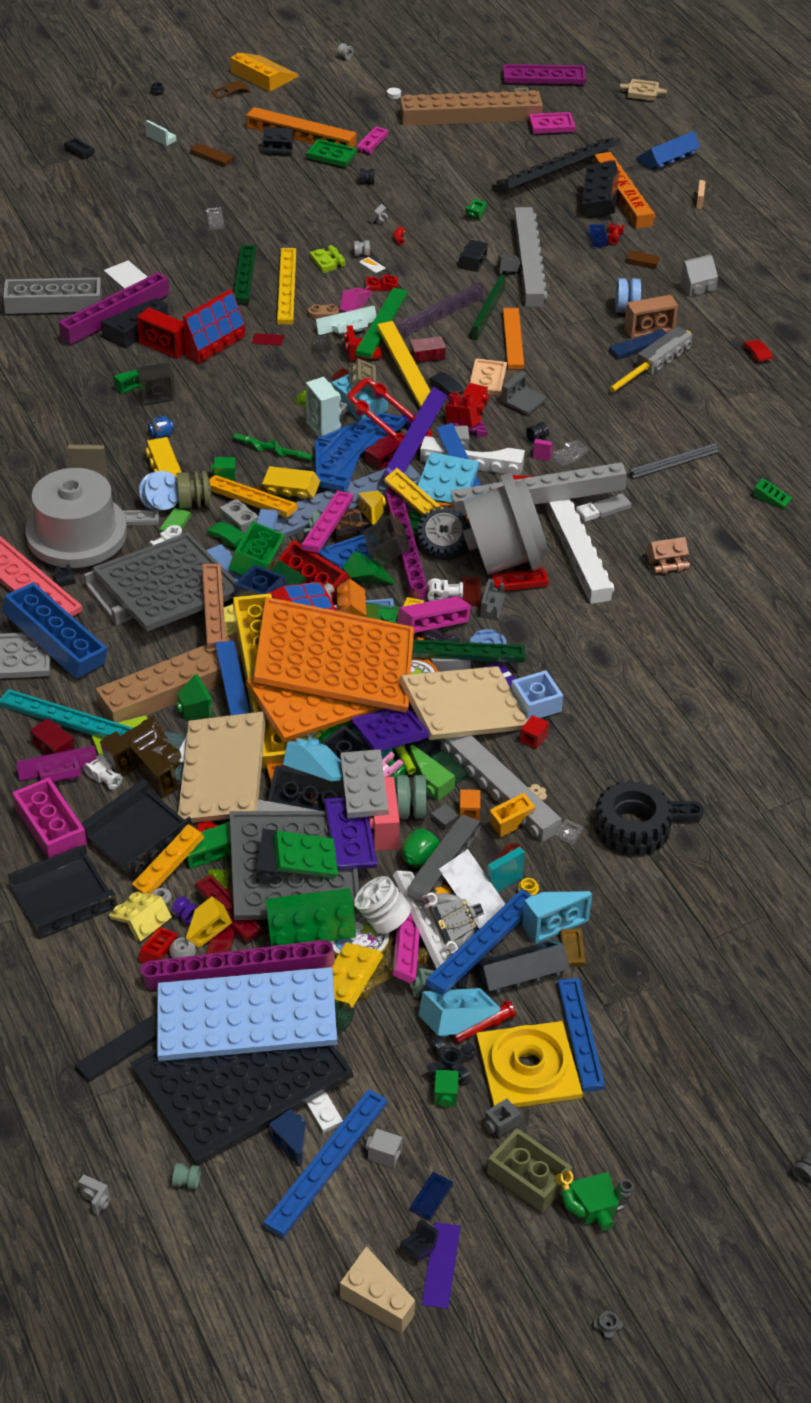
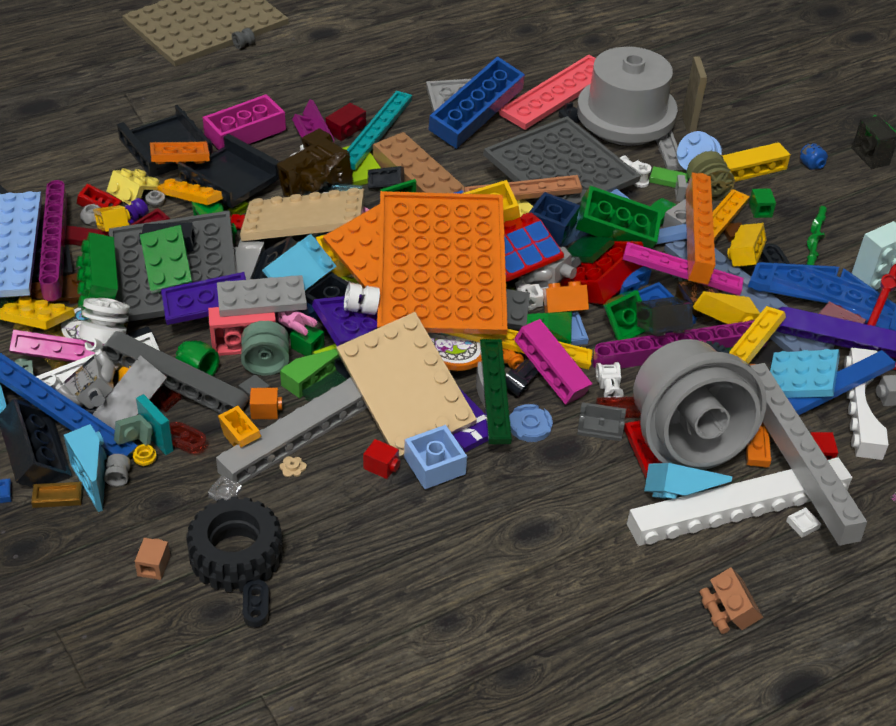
camera: 85 degrees right, 0 degrees up
(105, 865) = (179, 152): none -> orange plate
(163, 706) = (385, 177): none -> black plate
(197, 515) = (680, 188): none -> light grey plate
(283, 498) = (700, 229): none -> orange brick
(376, 712) = (369, 298): none -> white wheel
(514, 883) = (133, 429): none -> sand green bracket
(564, 559) = (674, 480): none -> medium azure slope
(612, 505) = (825, 548): light grey tile -> none
(644, 874) = (152, 558): none -> nougat brick

